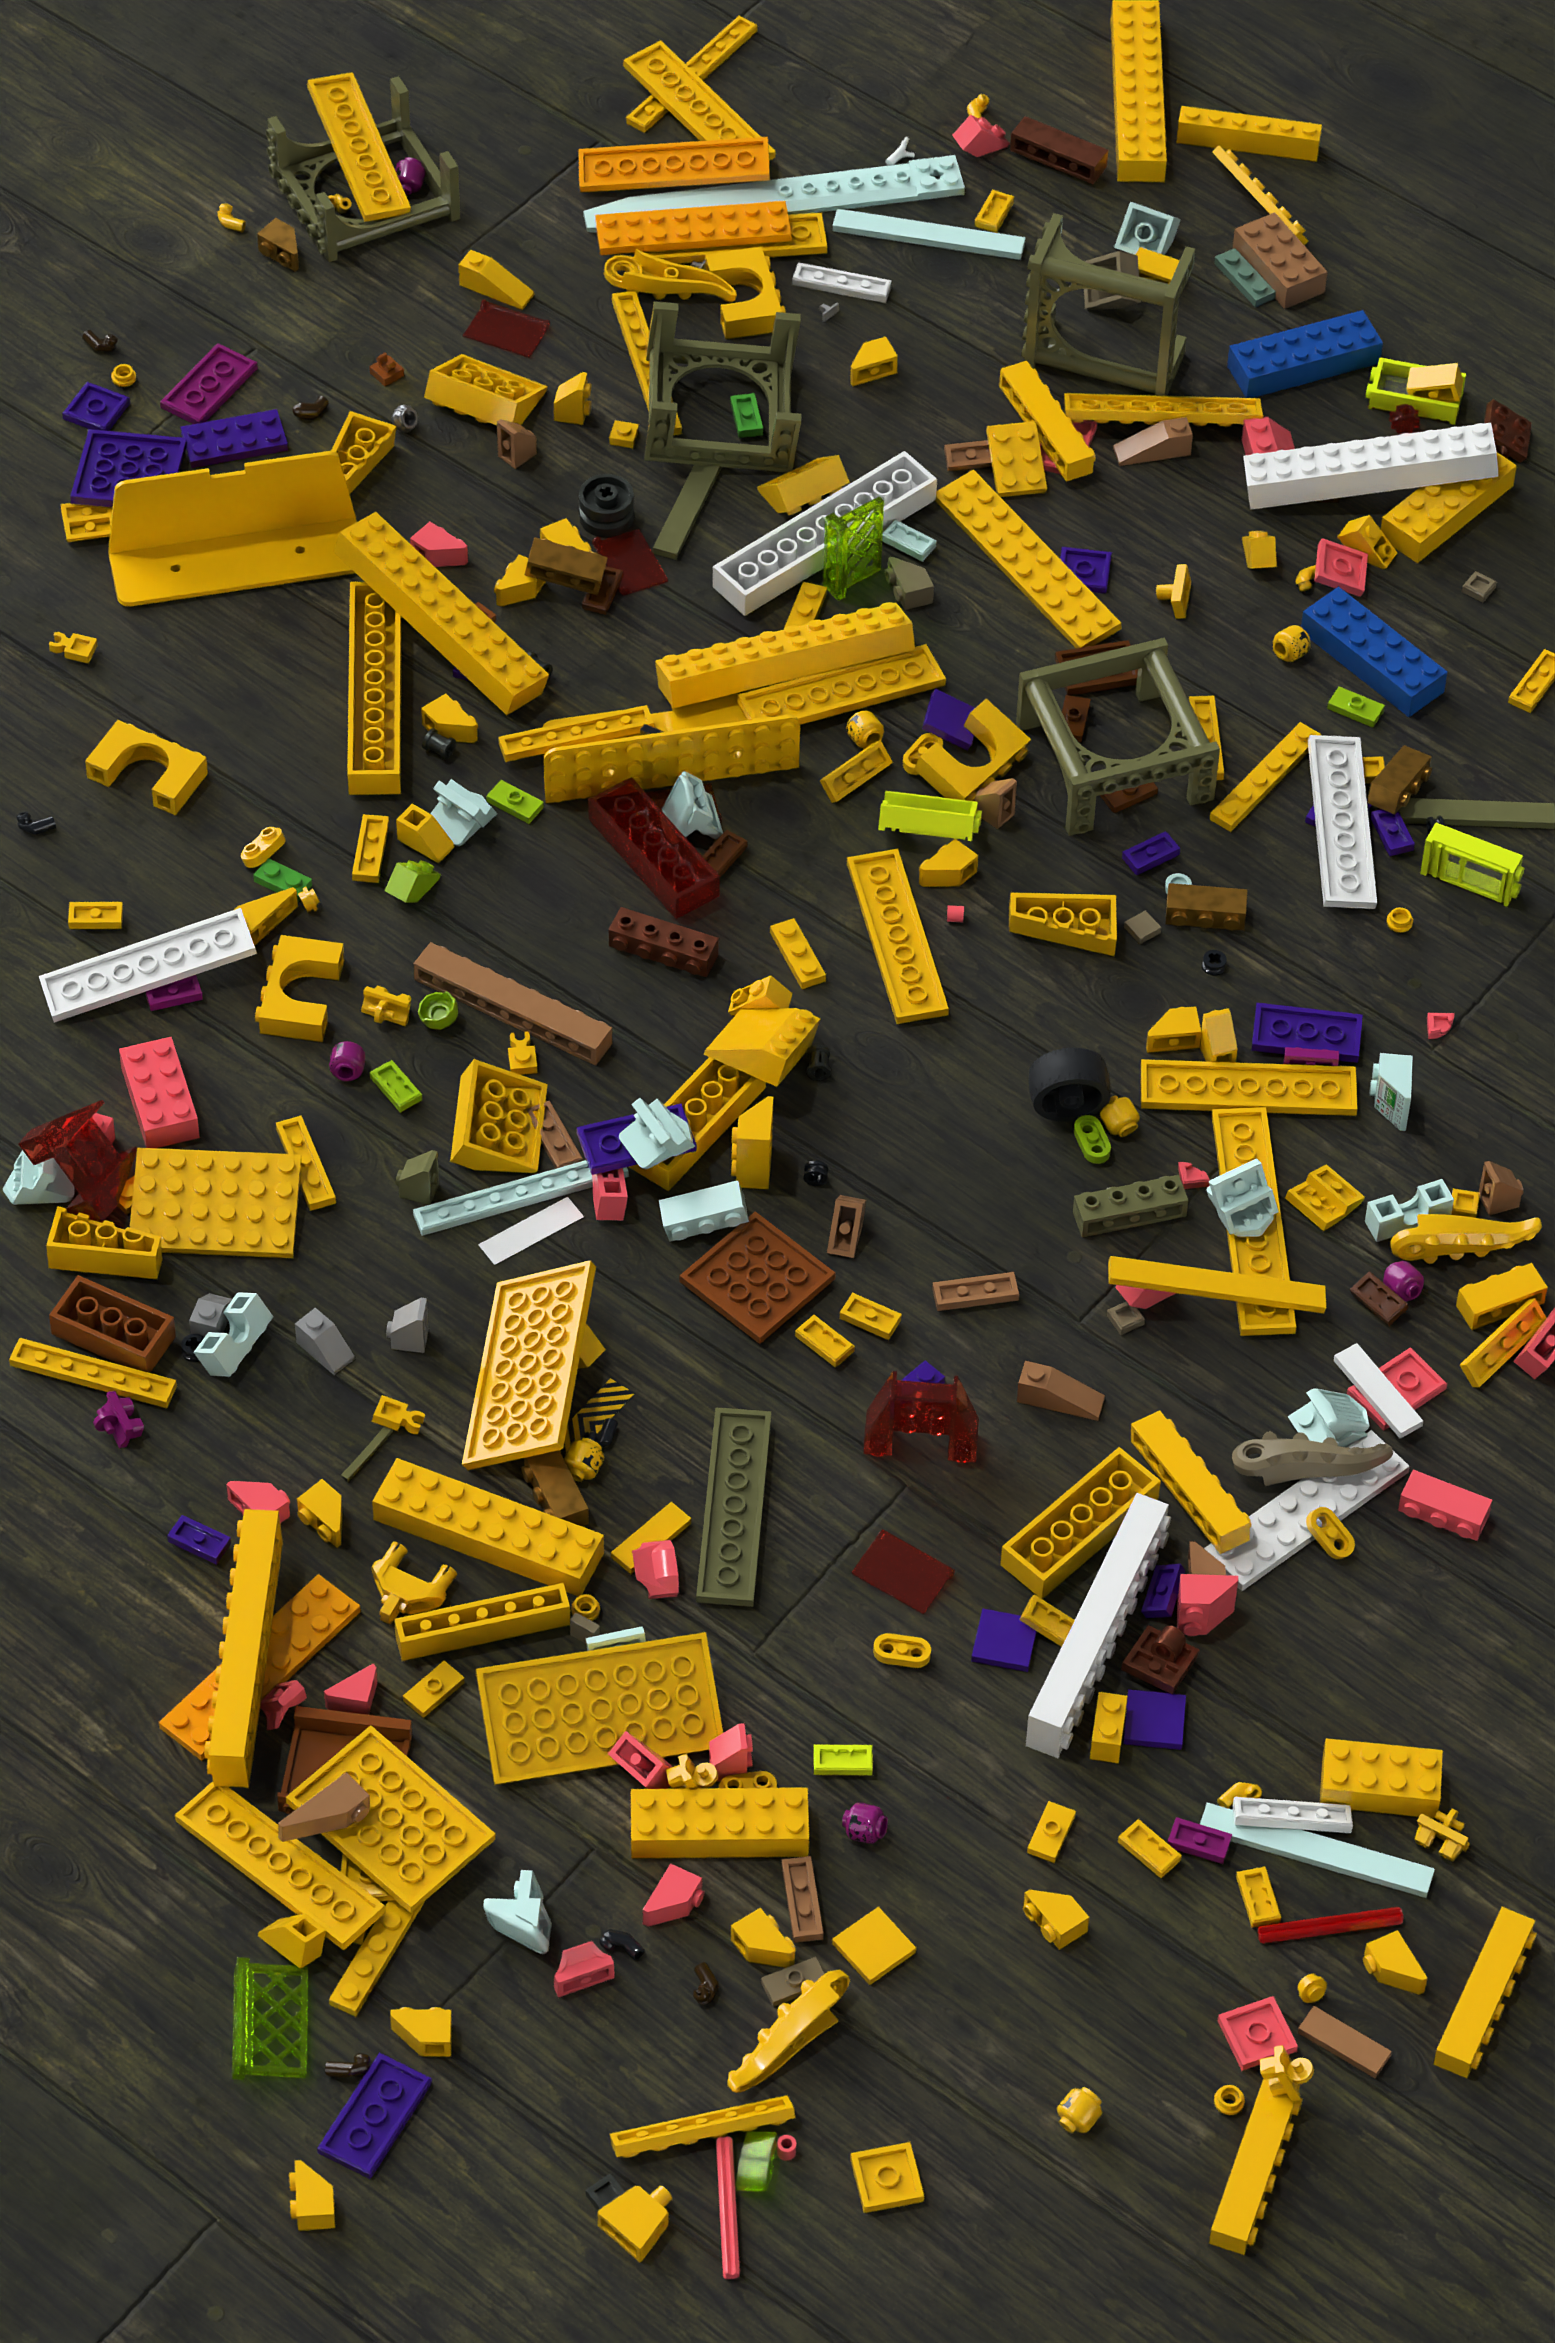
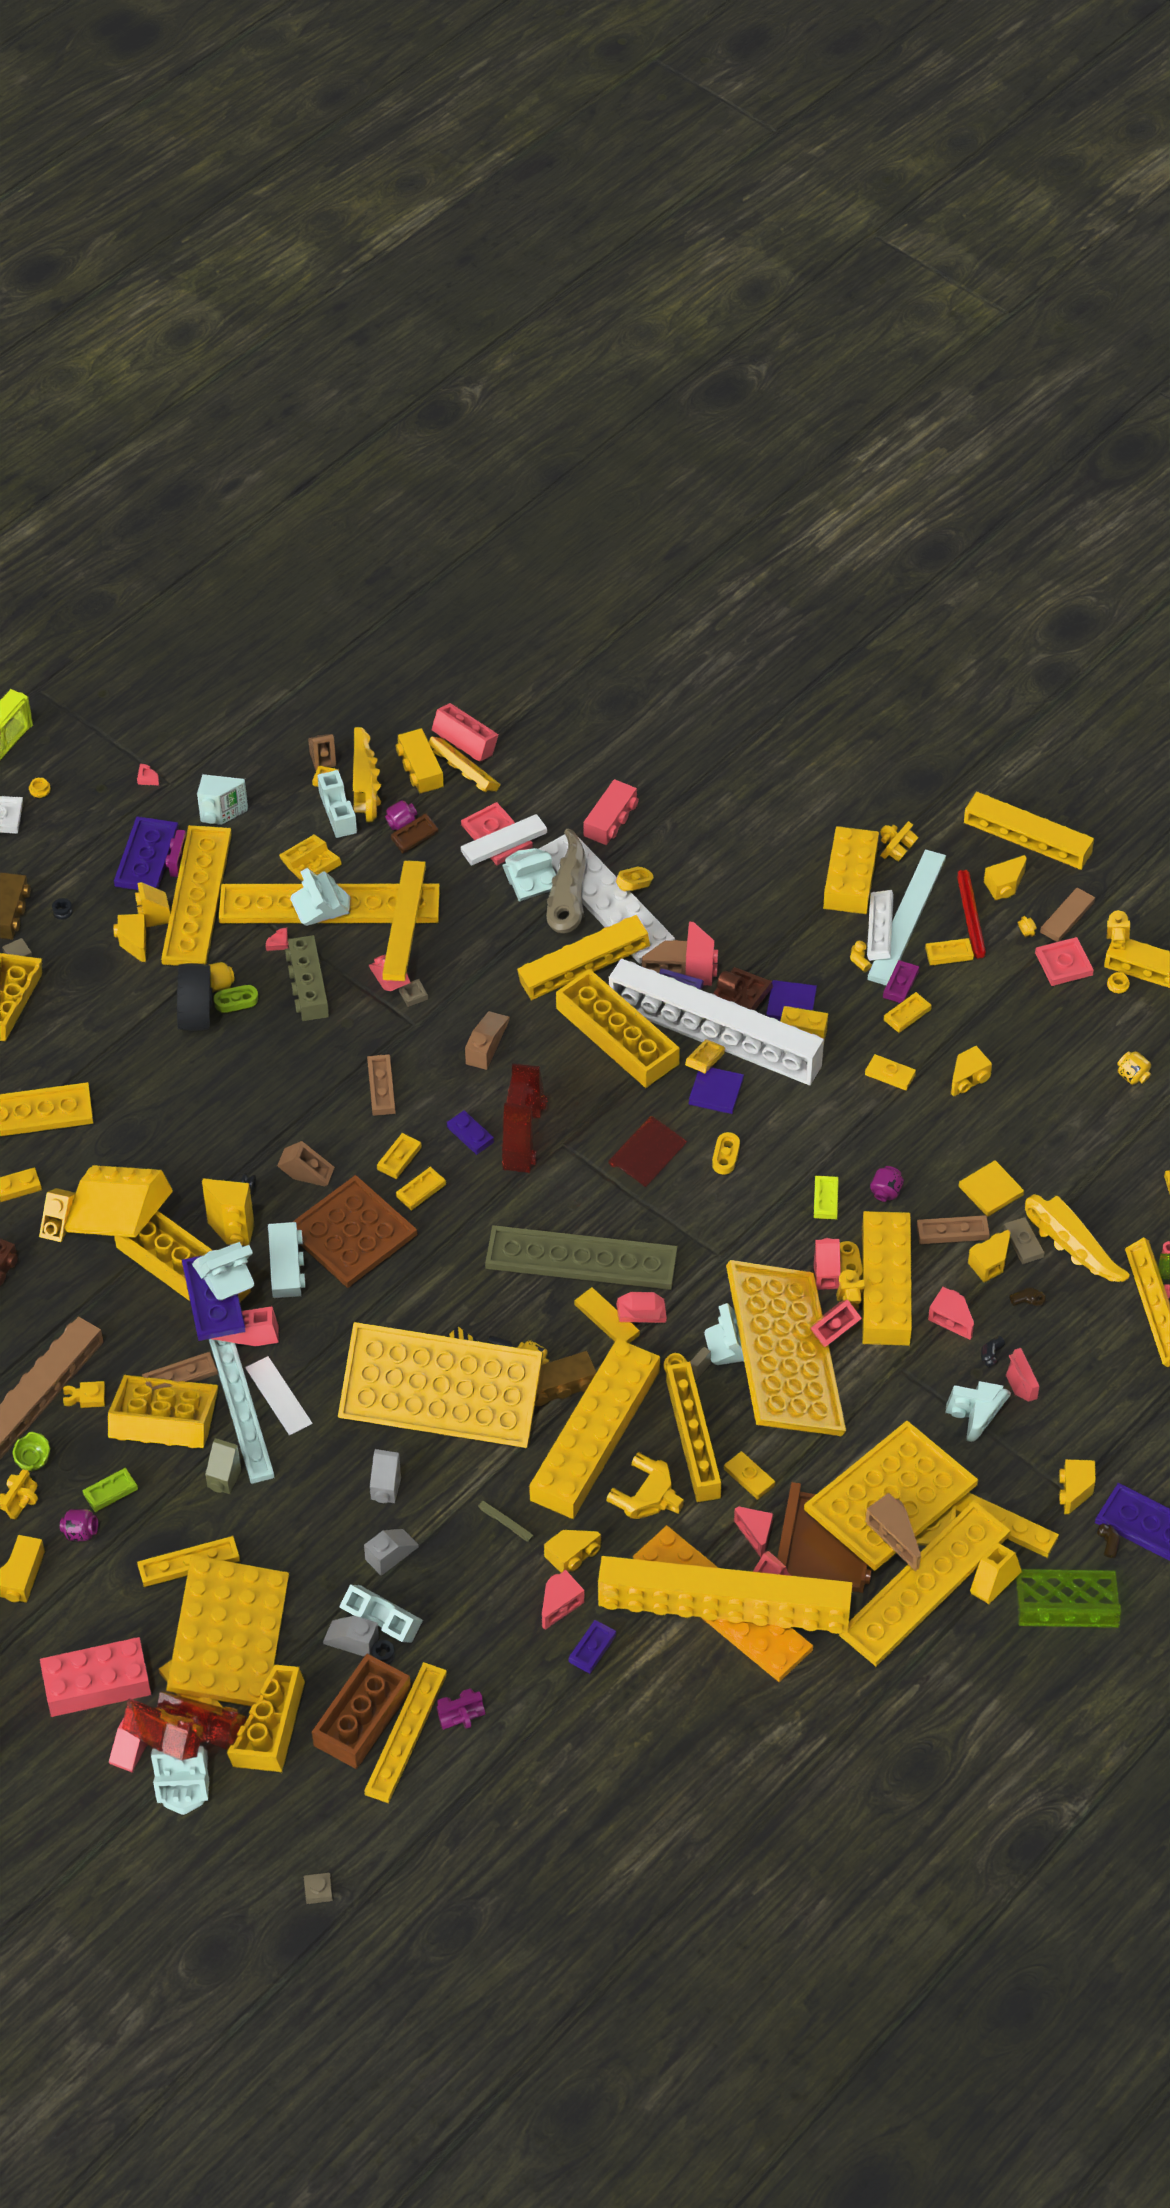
camera: 85 degrees left, 0 degrees up
(395, 1414) = (471, 1497): yellow plate -> none

